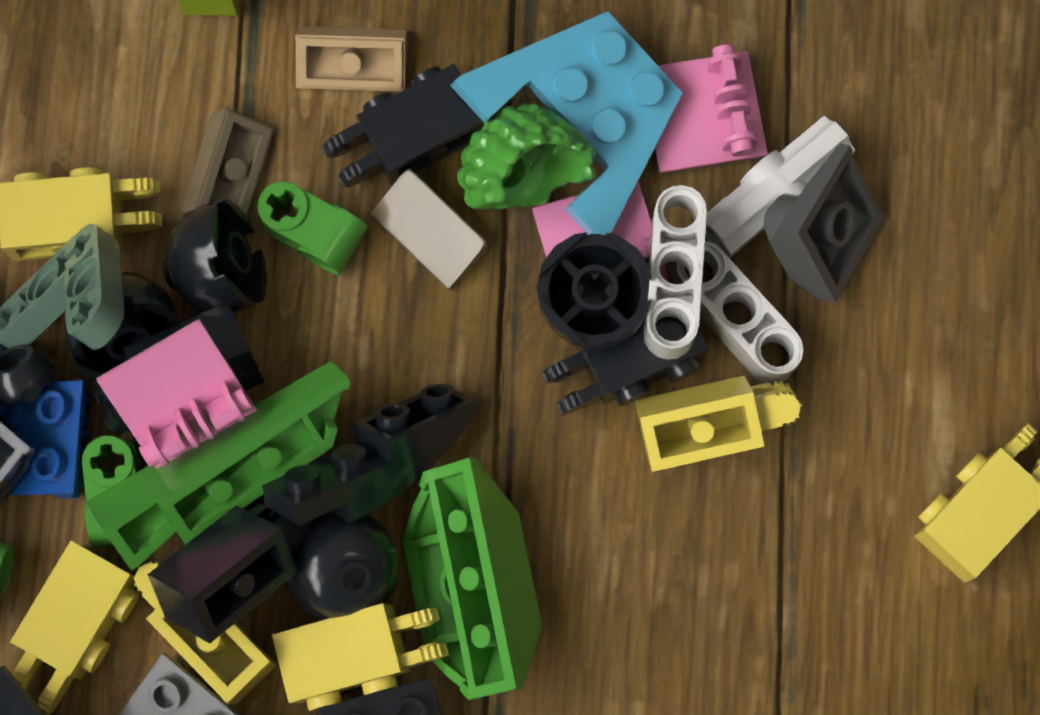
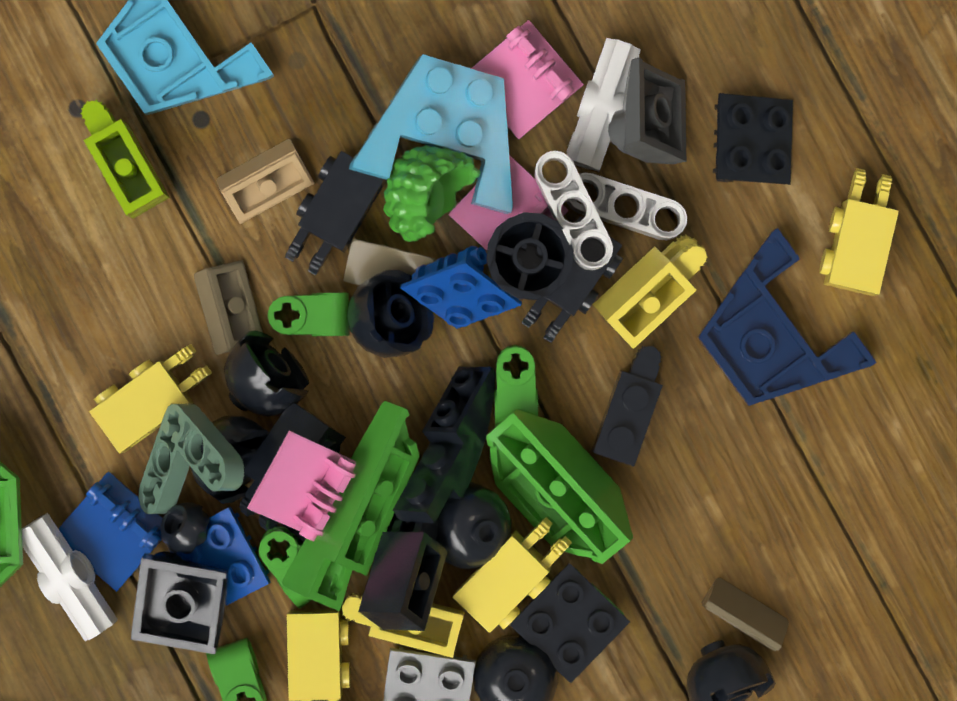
camera: 30 degrees left, 10 degrees up
(398, 273) = (388, 318): none -> black cylinder
(490, 445) = (513, 391): none -> bright green piece
(494, 290) = (459, 289): none -> blue hinge
(607, 541) = (630, 408): none -> black hinge
(802, 563) = (760, 344): none -> dark blue wing
(926, 323) = (753, 139): none -> black hinge

